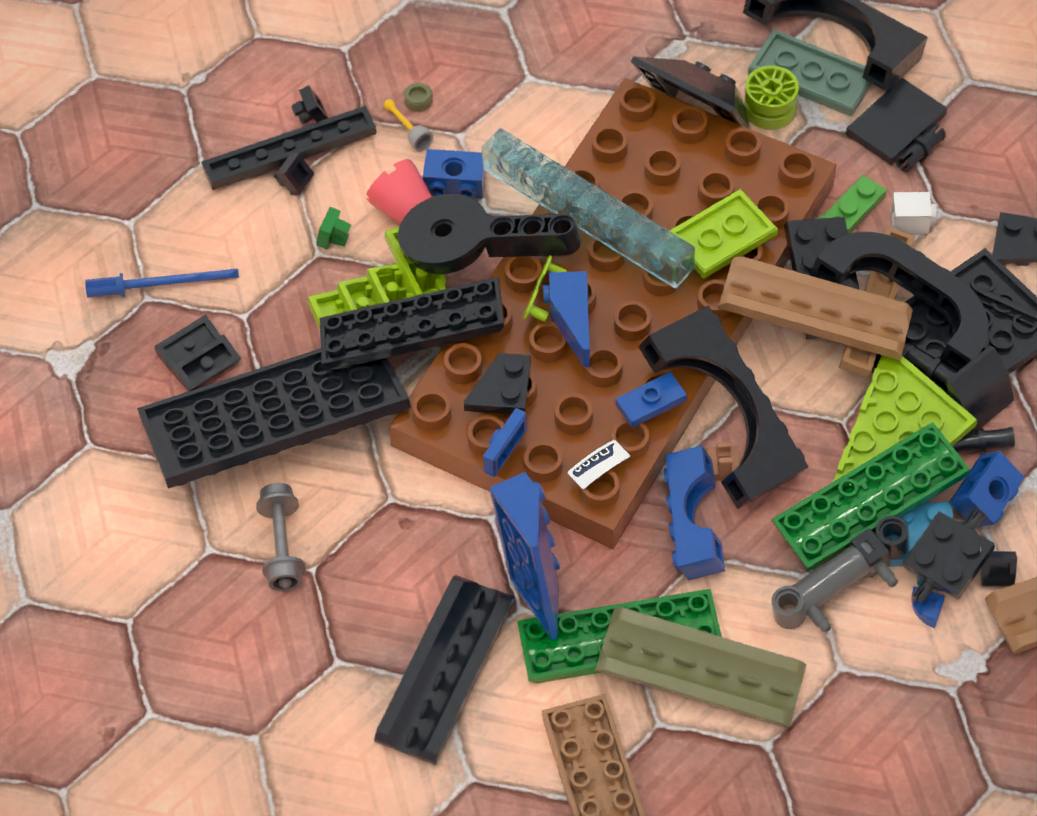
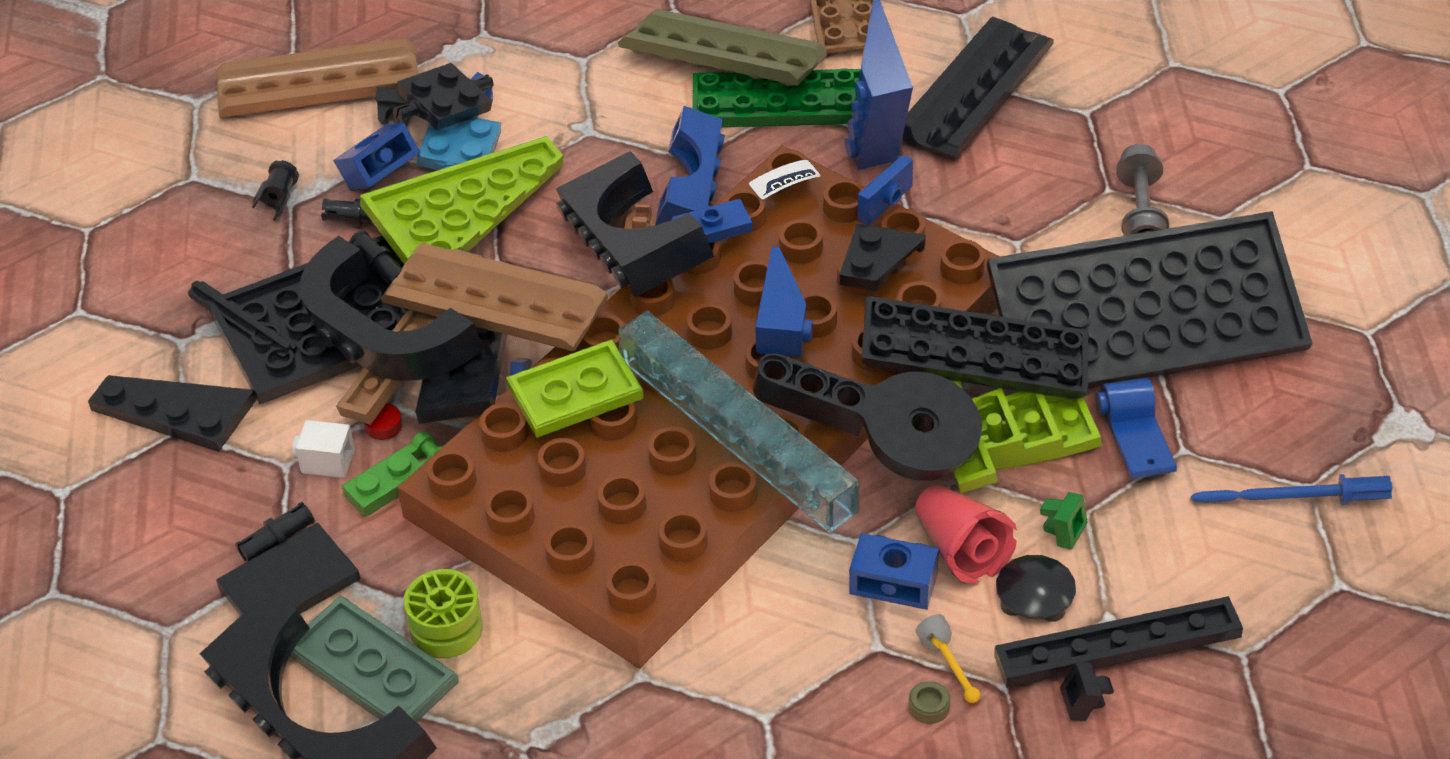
camera: 170 degrees left, 10 degrees down
(197, 353) = (1241, 405): black slope -> none
(280, 316) = (1132, 420): none -> blue door
(294, 174) = (1113, 599): black tile -> none
(348, 184) = (1035, 588): none -> black dish
(531, 309) = (826, 333): lime piece -> none
(696, 81) = (551, 599): black slope -> none
(865, 556) = (526, 107): dark grey piece -> none
(877, 489) = (500, 153): green plate -> none
(982, 387) = (366, 221): black slope -> none

